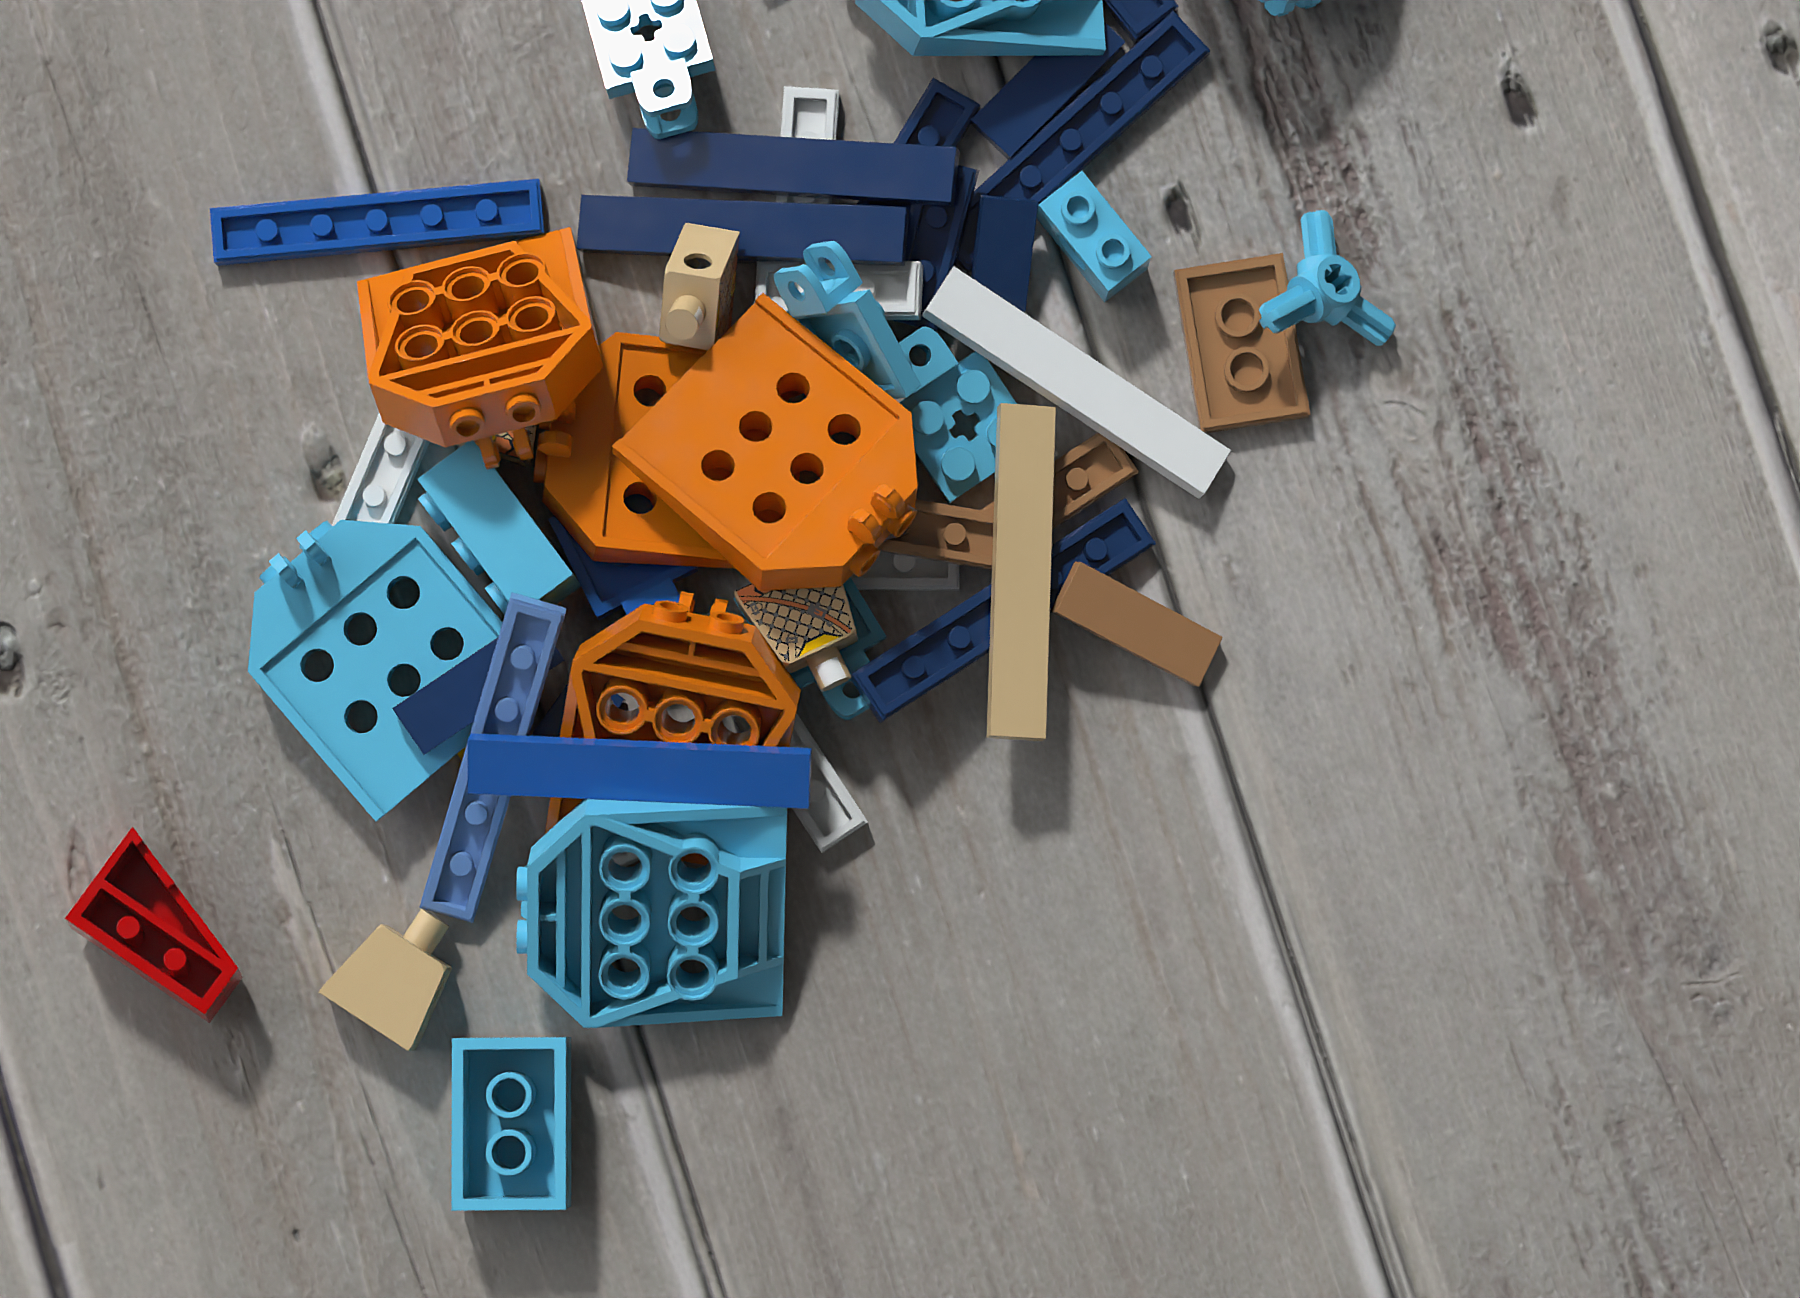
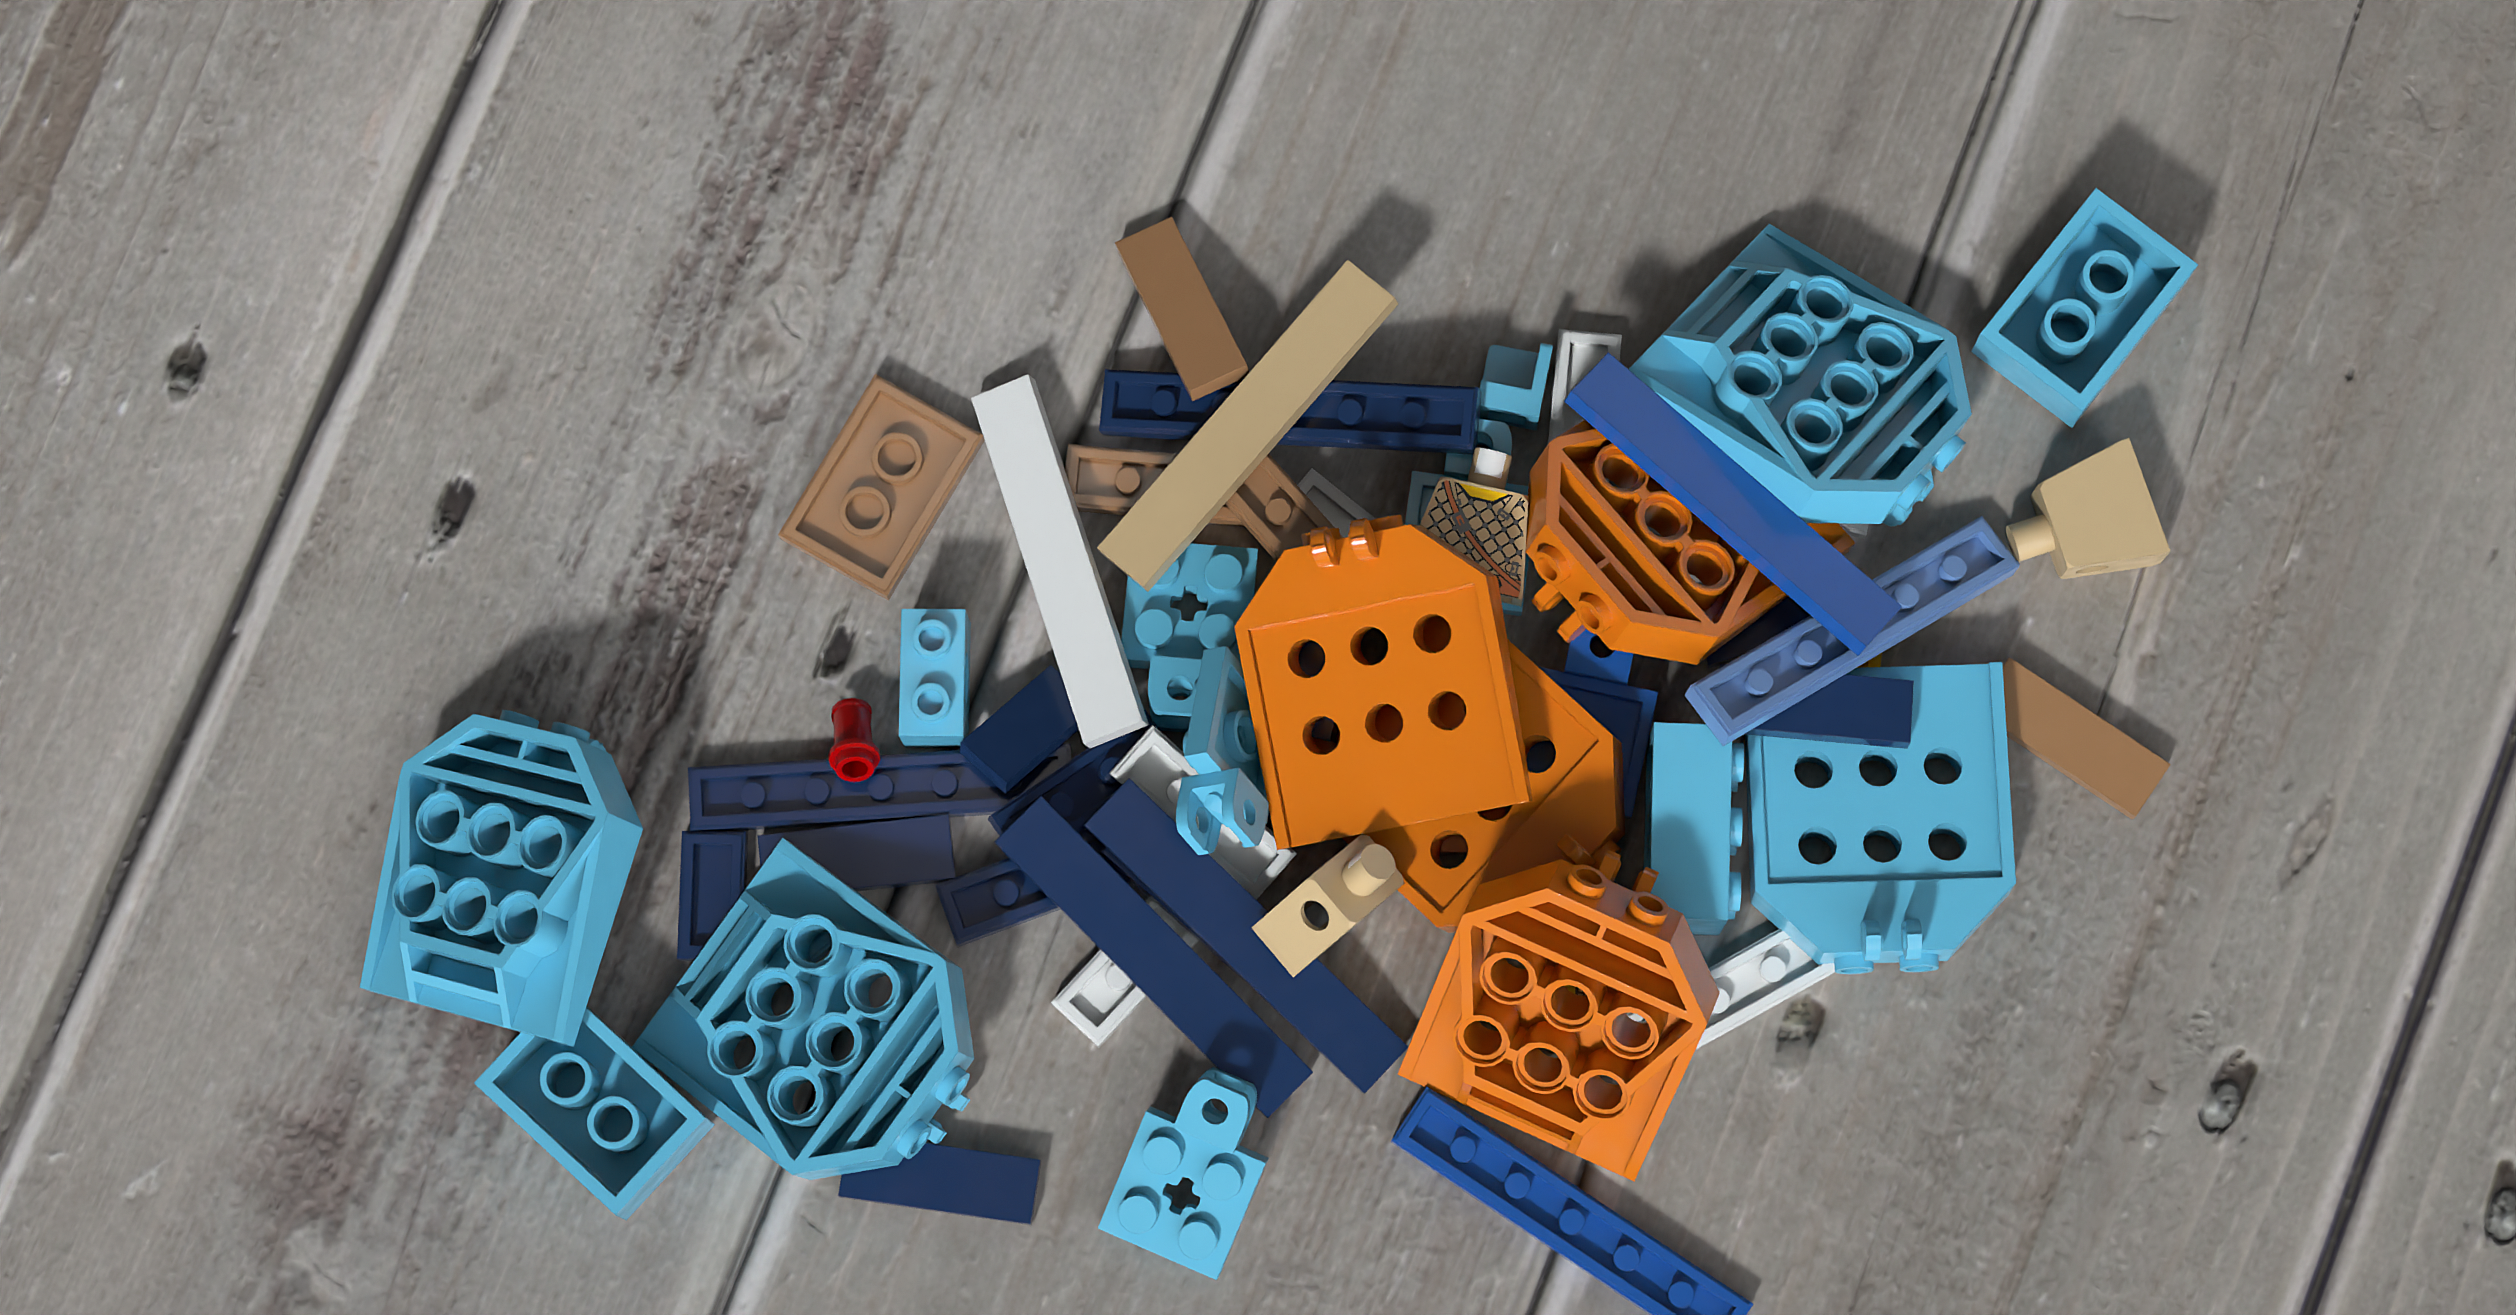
camera: 135 degrees left, 5 degrees down
(154, 930) = (2277, 723): red wedge -> none
(287, 817) = (2078, 741): none -> medium nougat tile
(867, 757) = (1514, 385): none -> medium azure panel
(1104, 141) = (853, 751): none -> red pin
(1325, 289) = (770, 468): medium azure bush -> none

